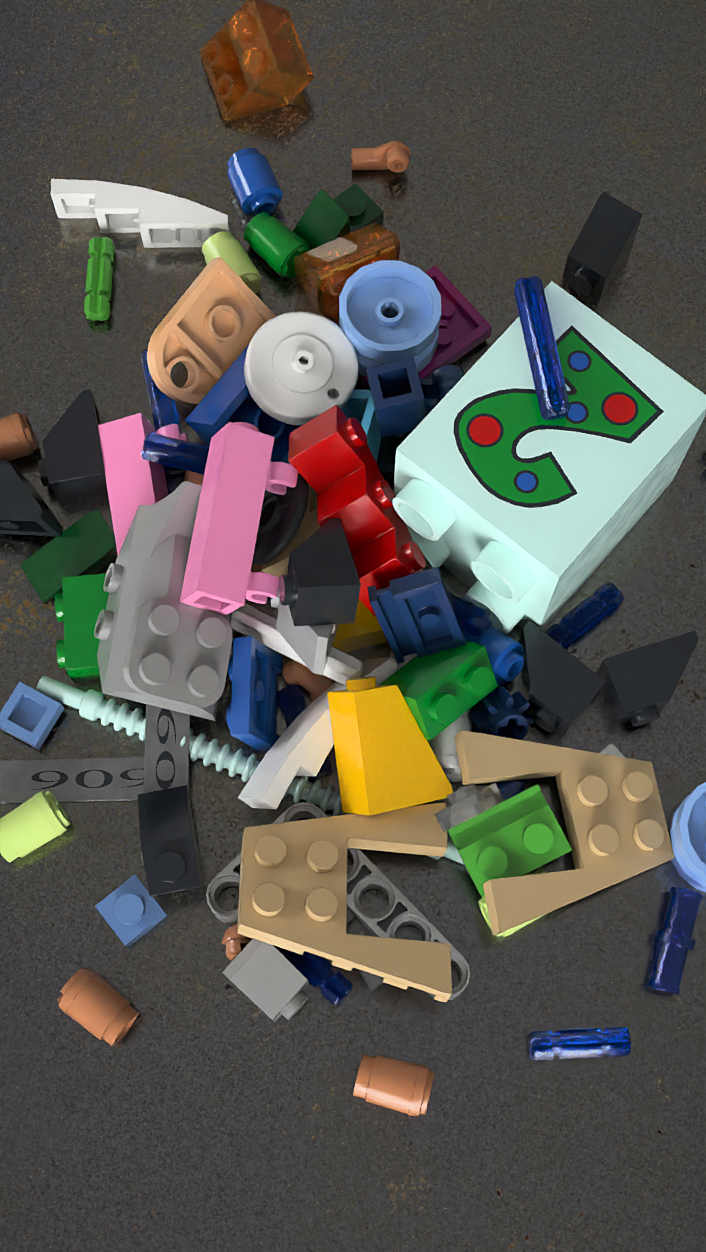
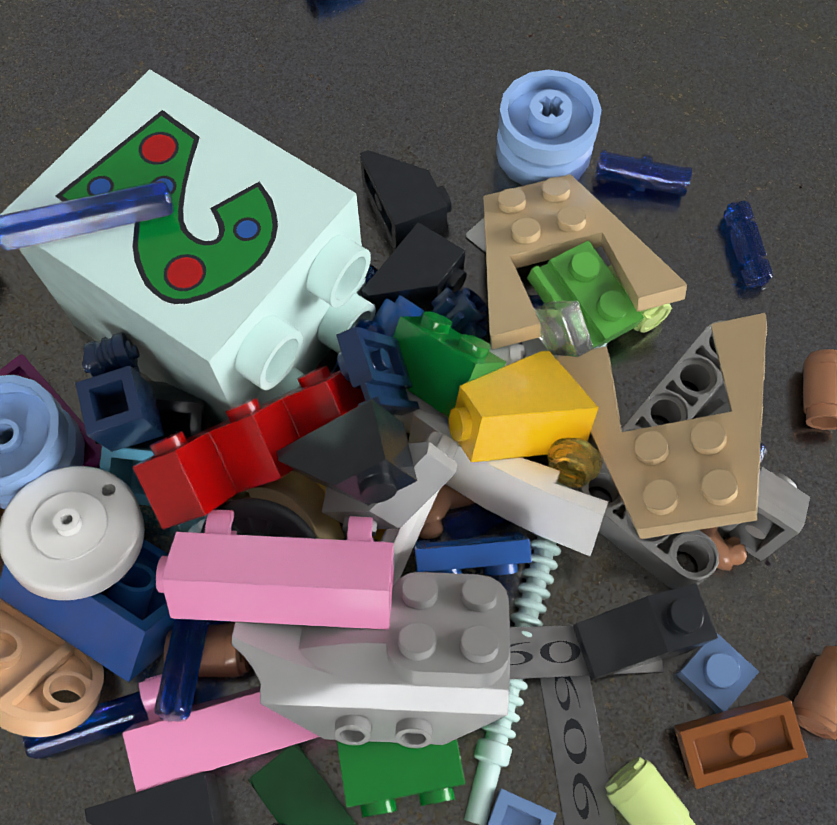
camera: 95 degrees left, 5 degrees down
(68, 913) = (740, 741): none -> dark orange plate
(324, 791) = (575, 460): none -> clear yellow plate

